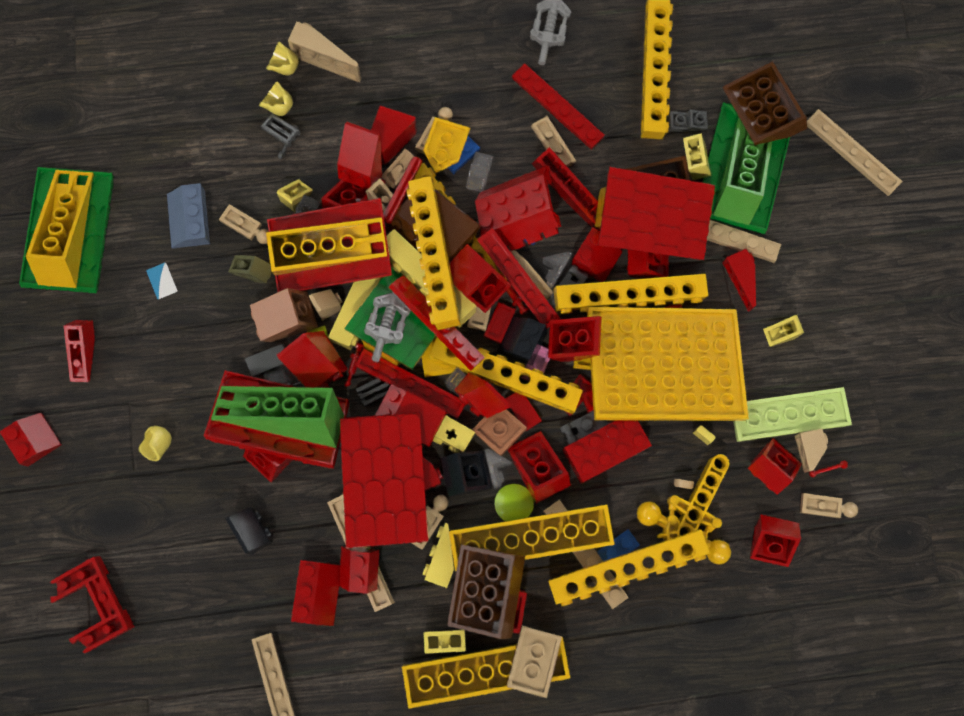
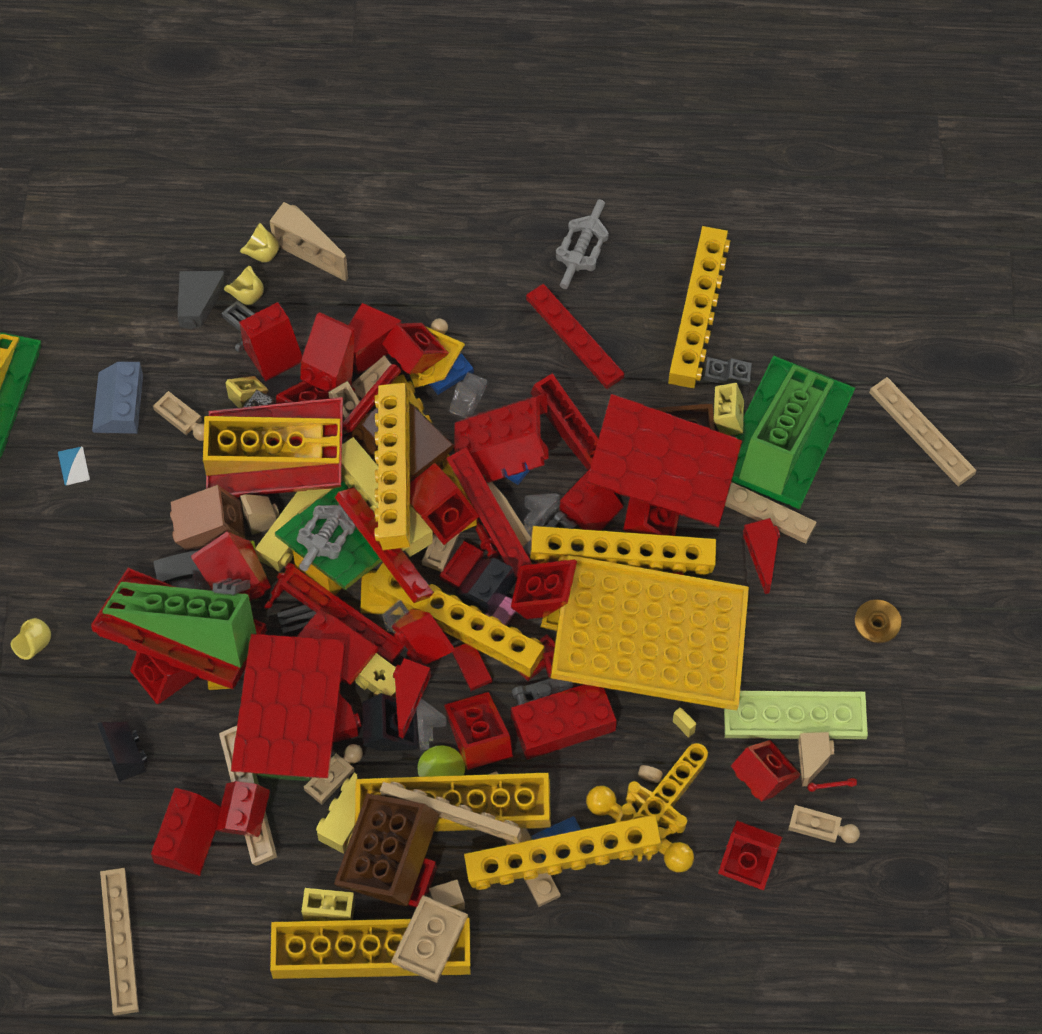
camera: 15 degrees right, 15 degrees down
(238, 114) = (198, 296): none -> dark grey slope
(251, 268) = (180, 464): olive slope -> none
(307, 148) = (270, 341): none -> red slope
(312, 381) = (231, 586): none -> dark grey tile
(430, 138) = (414, 347): none -> red slope
(478, 444) = (410, 685): none -> red slope
(500, 431) = (445, 682): nougat plate -> none
(538, 617) = (448, 894): none -> tan brick
(542, 553) = (461, 814): none -> tan plate
(550, 138) = (557, 363): tan tile -> none
(766, 105) = (820, 363): reddish brown slope -> none
(783, 331) = (802, 619): light yellow slope -> none
(850, 318) = (880, 612): none -> pearl gold dish

